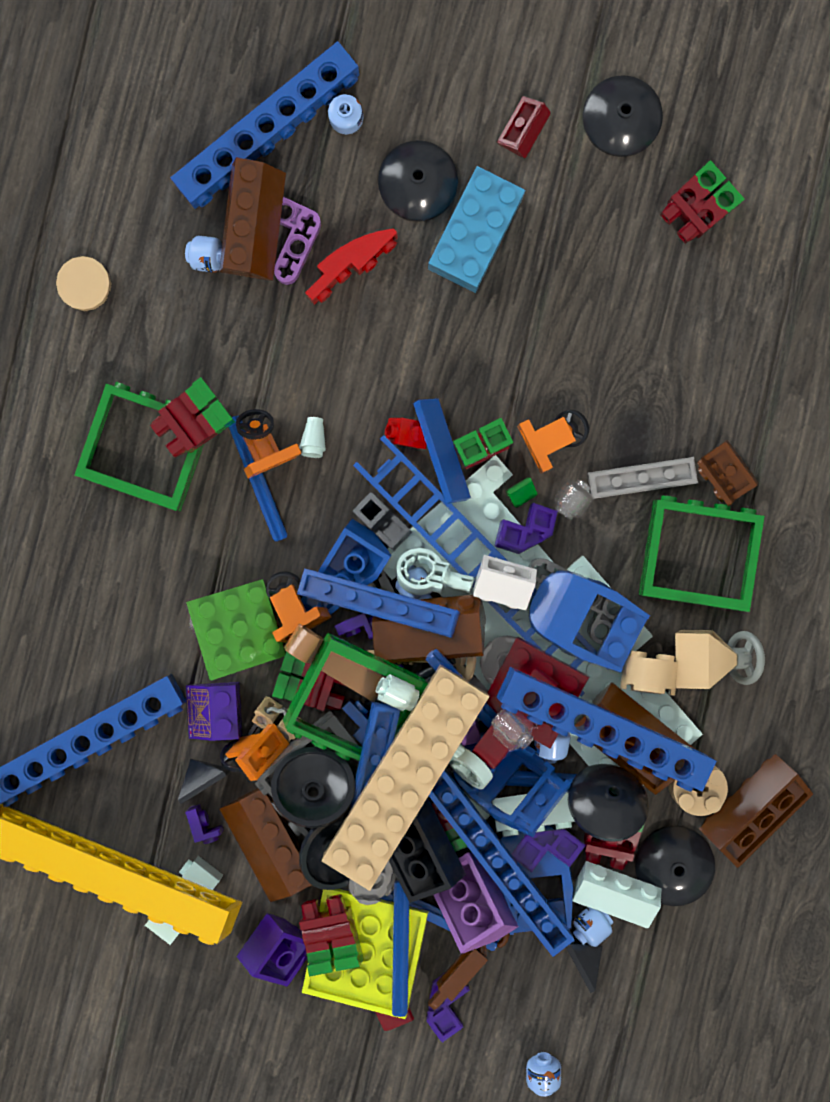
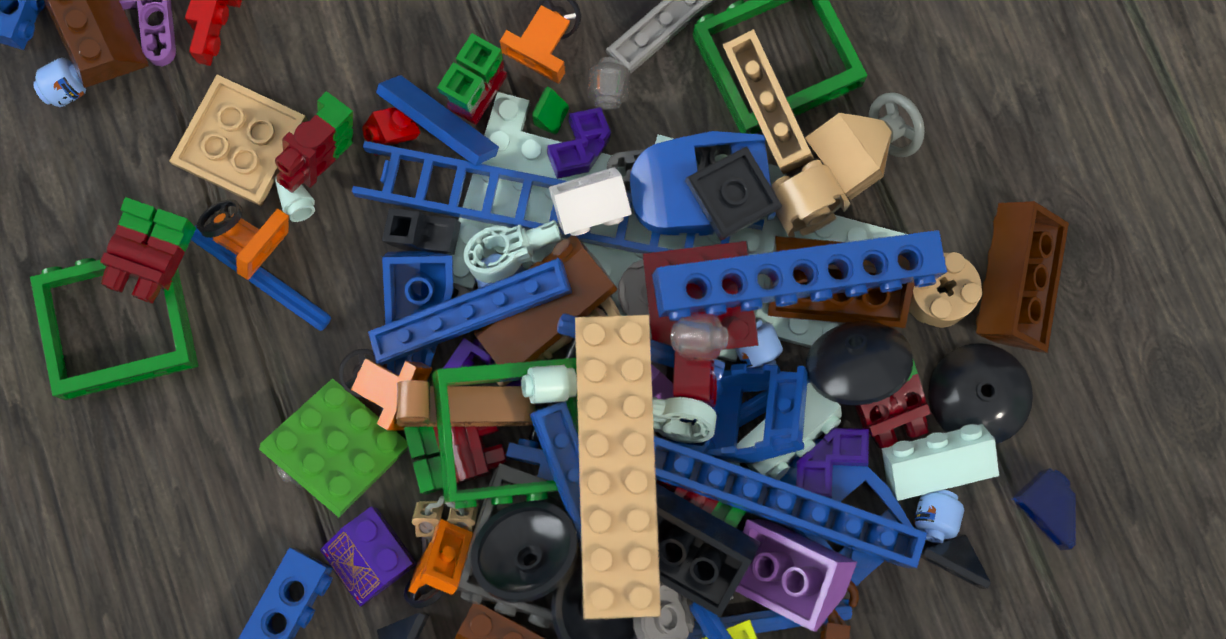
camera: 30 degrees left, 10 degrees down
(300, 374) = (236, 140): none -> tan plate
(349, 417) = (315, 144): none -> dark red hips
(601, 644) = (733, 193): none -> black tile
(668, 592) = (768, 102): none -> tan brick
(668, 966) = (1051, 506): none -> clear blue slope

